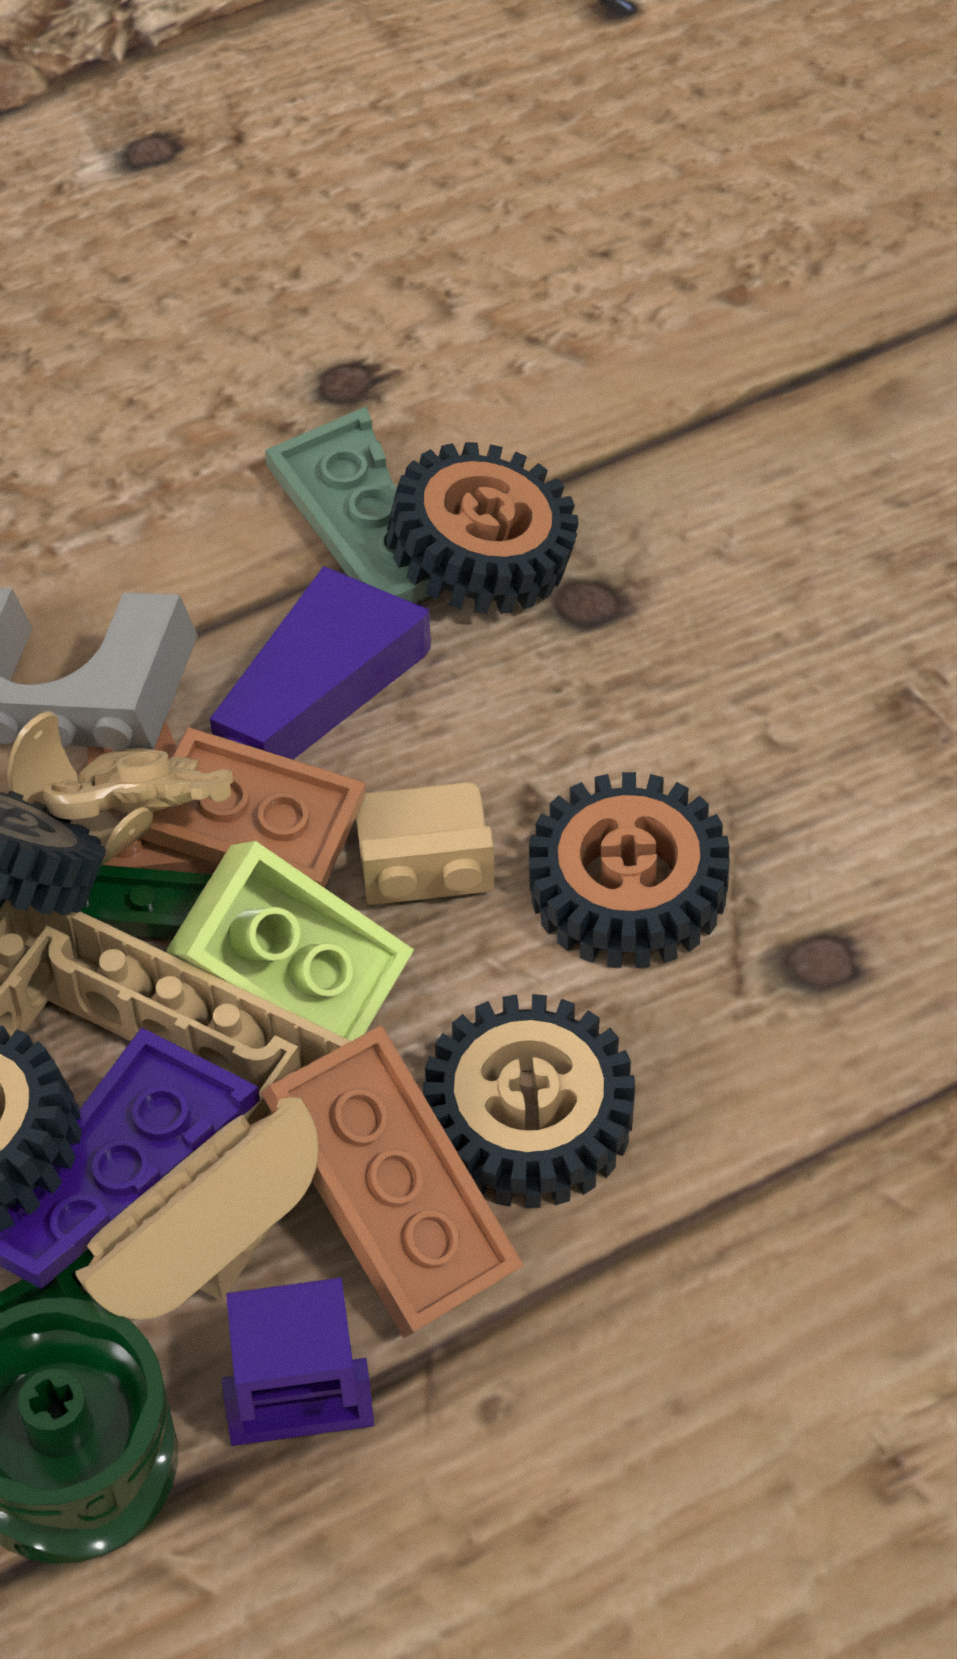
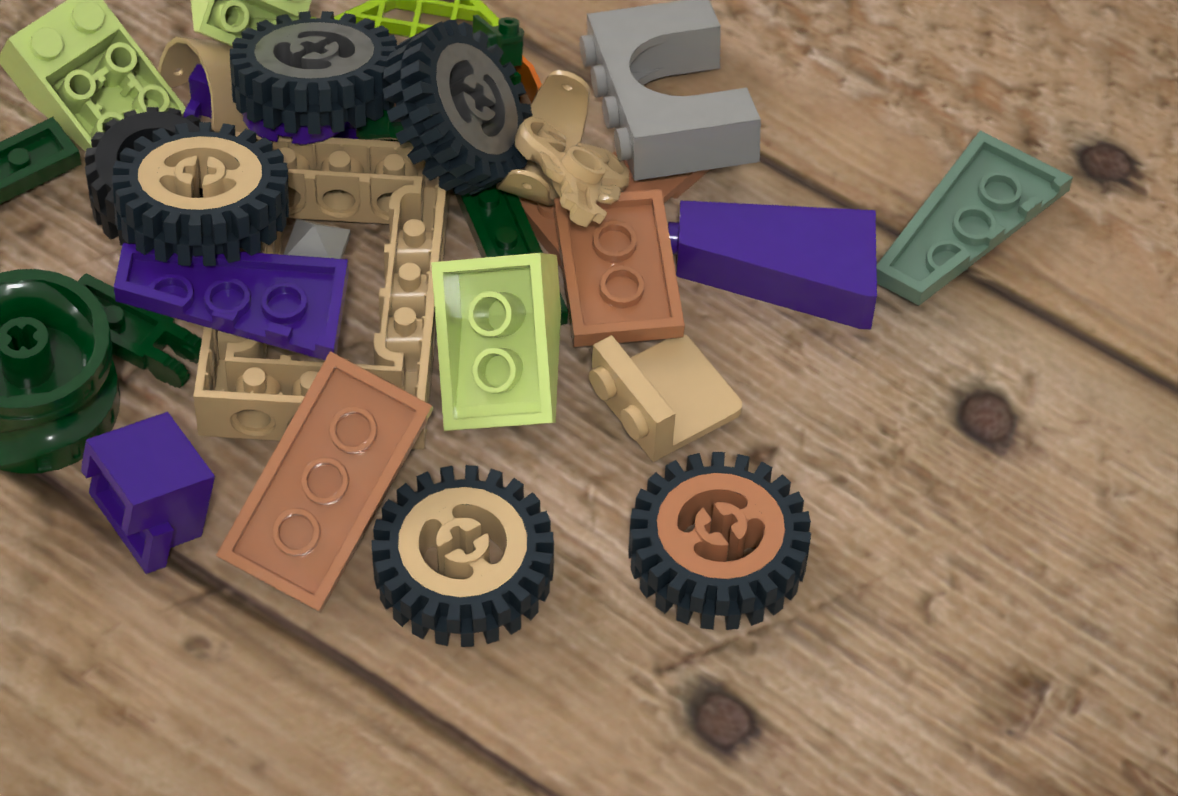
camera: 60 degrees right, 0 degrees up
(85, 1057) = (317, 240): none -> light grey slope
(202, 1213) = (210, 363): tan brick -> none
(456, 522) = (1029, 319): black wheel -> none

